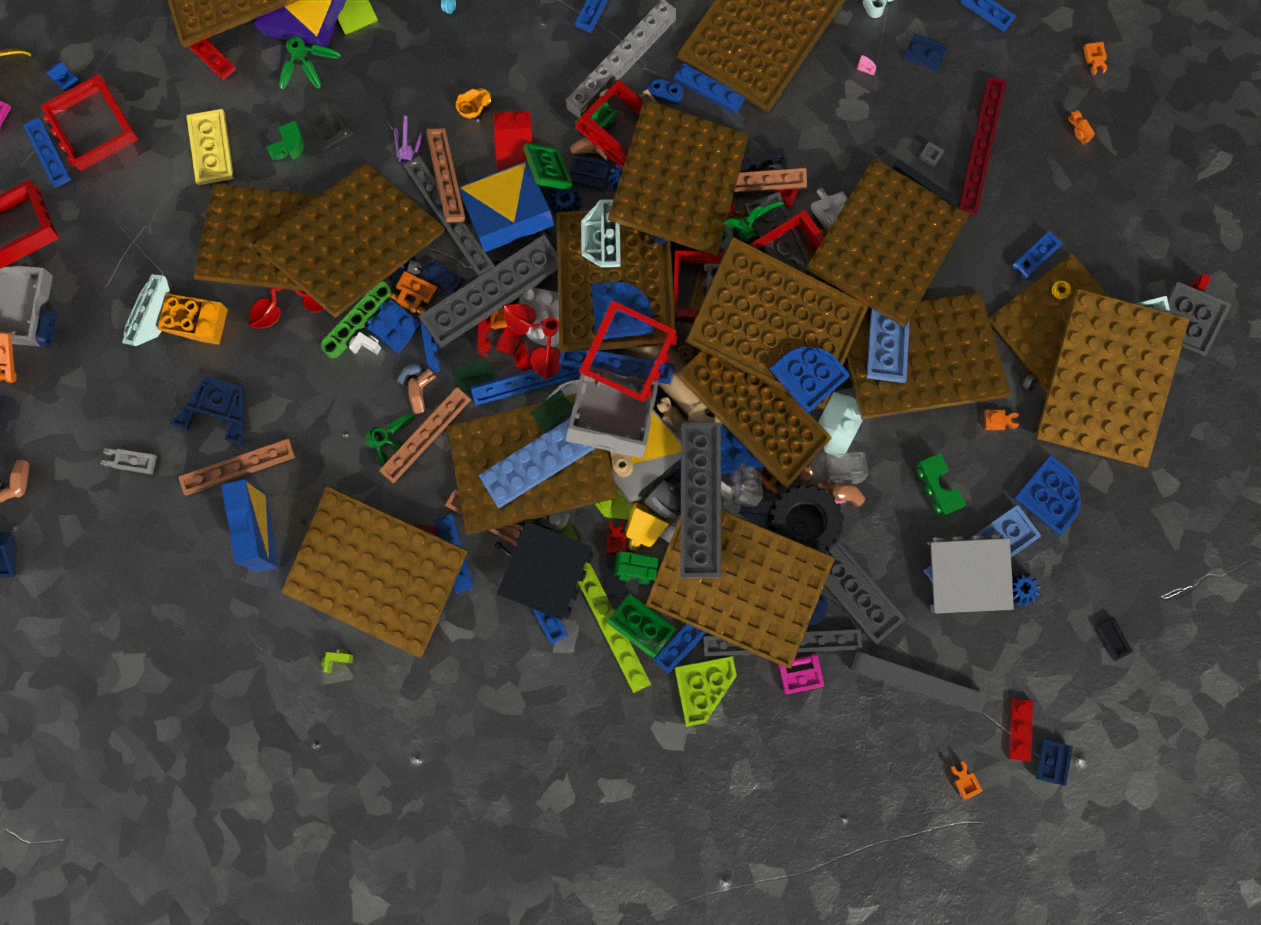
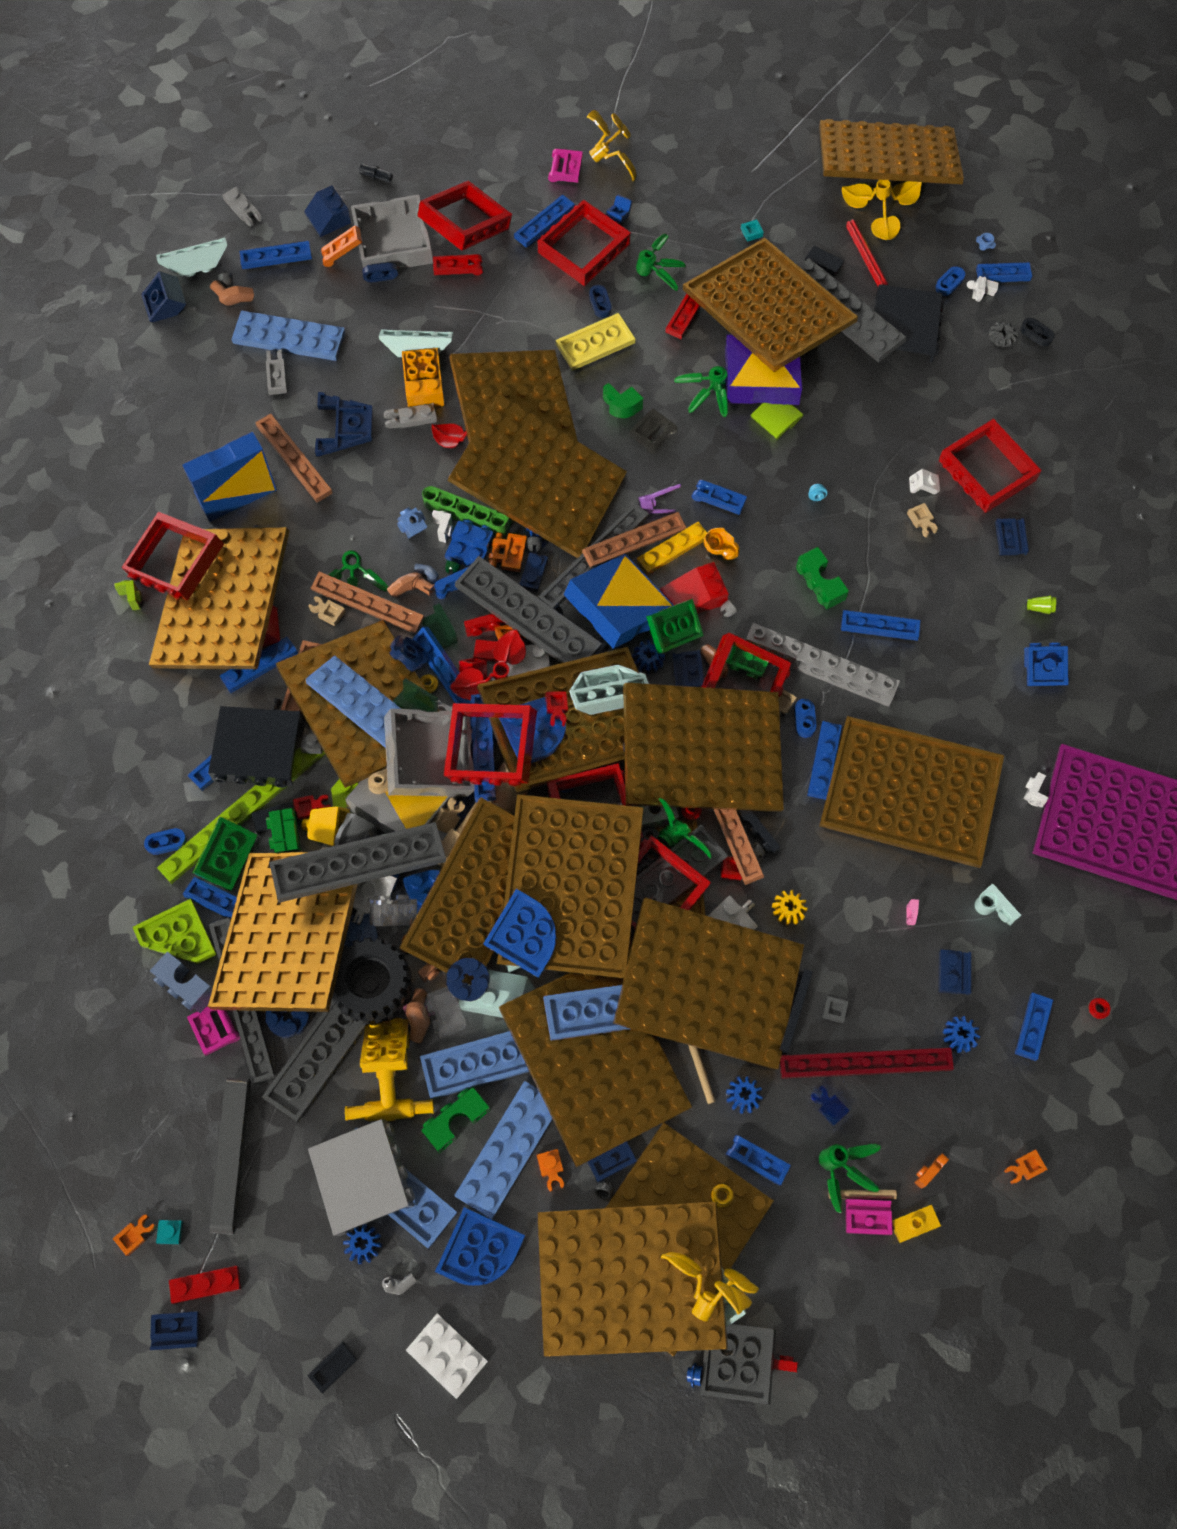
camera: 70 degrees right, 10 degrees down
(67, 251) = (457, 264): none -> red plate
(87, 439) = (289, 335): none -> medium blue plate
(137, 67) = (647, 259): none -> green plant
(166, 128) = (600, 303): none -> dark blue plate
(230, 342) = (410, 416): none -> light grey hinge
(288, 631) = (149, 542): none -> red window
(353, 371) = (409, 528): none -> medium blue brick
(411, 348) = (453, 566): none -> dark green hinge
(421, 473) = (328, 612): none -> tan plate
(422, 89) = (719, 497): none -> blue plate
(460, 147) = (672, 548): none -> yellow plate
(494, 410) = (408, 653): none -> dark blue plate
(524, 36) = (828, 591): none -> green arch
(526, 396) = (433, 686): none -> yellow plate
(539, 118) = (729, 608): none -> light grey hinge
(608, 282) = (556, 705): none -> red plate
(610, 679) = (166, 840): none -> blue plate
(740, 701) = (171, 973): none -> sand blue arch
(837, 430) = (457, 973): none -> dark blue plate
(841, 157) = (797, 907): none -> yellow gear
(879, 525) = (384, 1052): none -> yellow plate
(896, 458) = (472, 1065): none -> medium blue plate
(957, 276) = (702, 1074): none -> tan bar
(969, 750) = (169, 1232): none -> teal plate
(975, 451) = (506, 1152): none -> medium blue plate
(979, 65) = (961, 1026): none -> blue gear
(986, 243) = (747, 1087): none -> blue gear
(1009, 185) = (831, 1108): none -> clear blue plate
(1011, 368) = (612, 1162): none -> dark blue plate
(1055, 190) = (836, 1157): none -> green plant
(1063, 569) = (397, 1286): none -> light grey arm
(1083, 185) = (866, 1194): none -> tan bar
(1103, 186) = (868, 1217): none -> dark pink plate
(1116, 154) = (915, 1223): none -> yellow plate
(1127, 544) = (447, 1356): none -> white plate
(1156, 319) = (707, 1301): none -> yellow plant
(1189, 355) = (694, 1375): none -> blue plate

